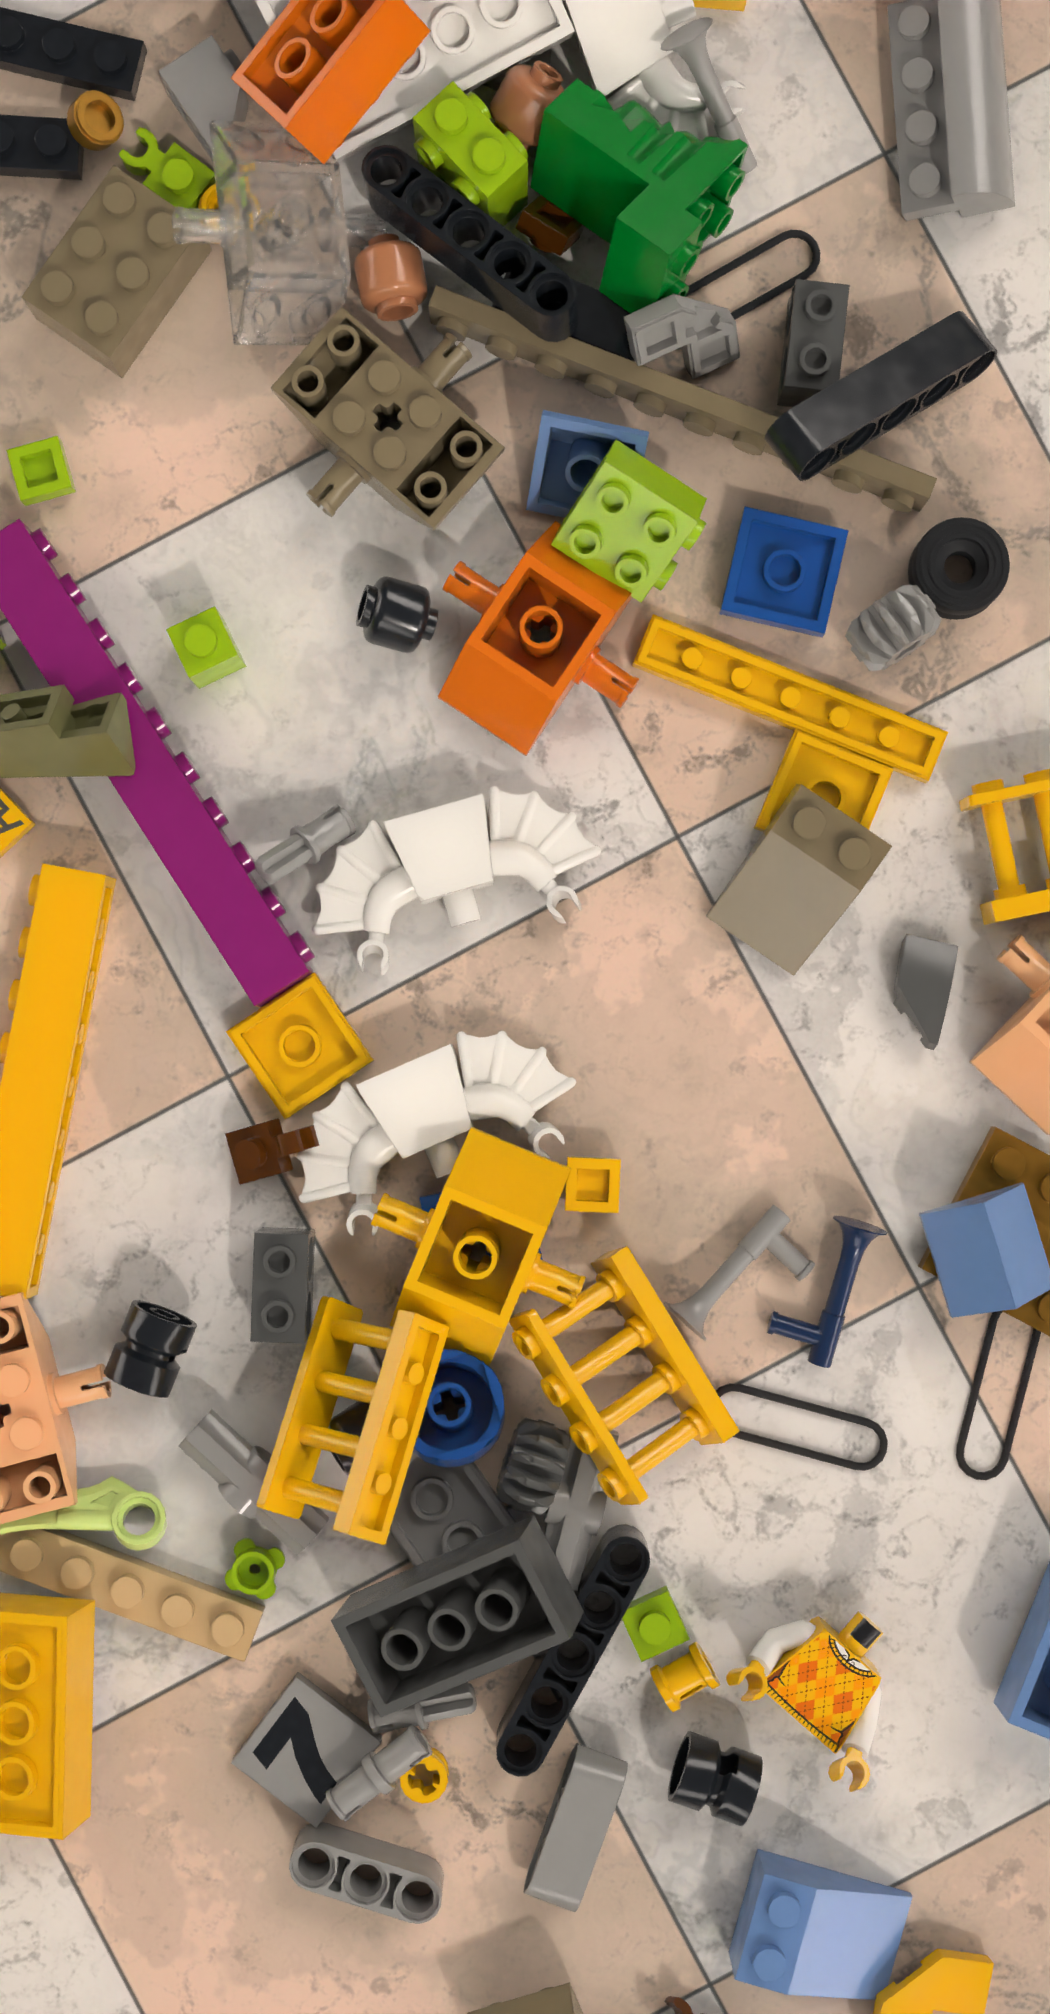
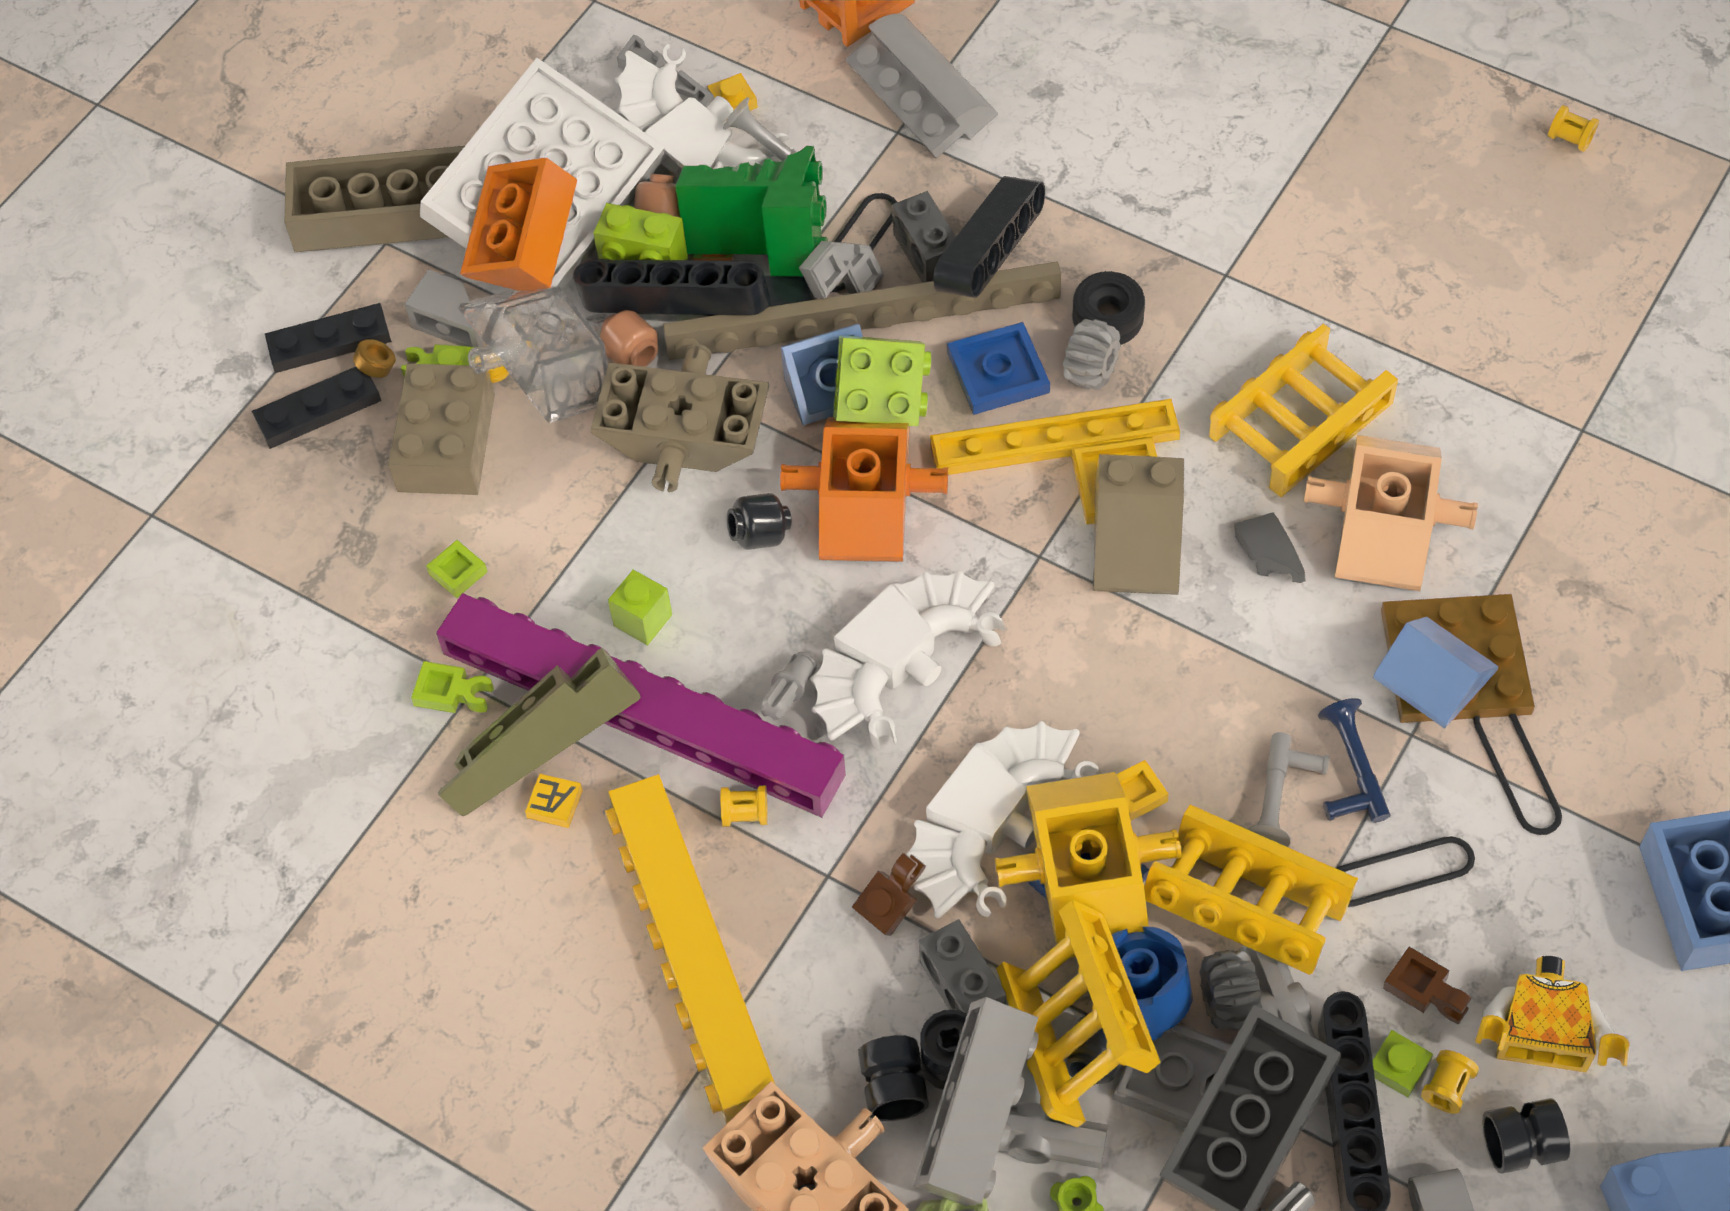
camera: 30 degrees left, 30 degrees down
(182, 954) = (744, 806): none -> yellow bush
(197, 1450) = (977, 1102): none -> light grey brick
(221, 1357) = (938, 1044): none -> black wheel
(300, 1045) = (867, 822): yellow tile -> none
(730, 1564) = (1422, 982): none -> reddish brown plate

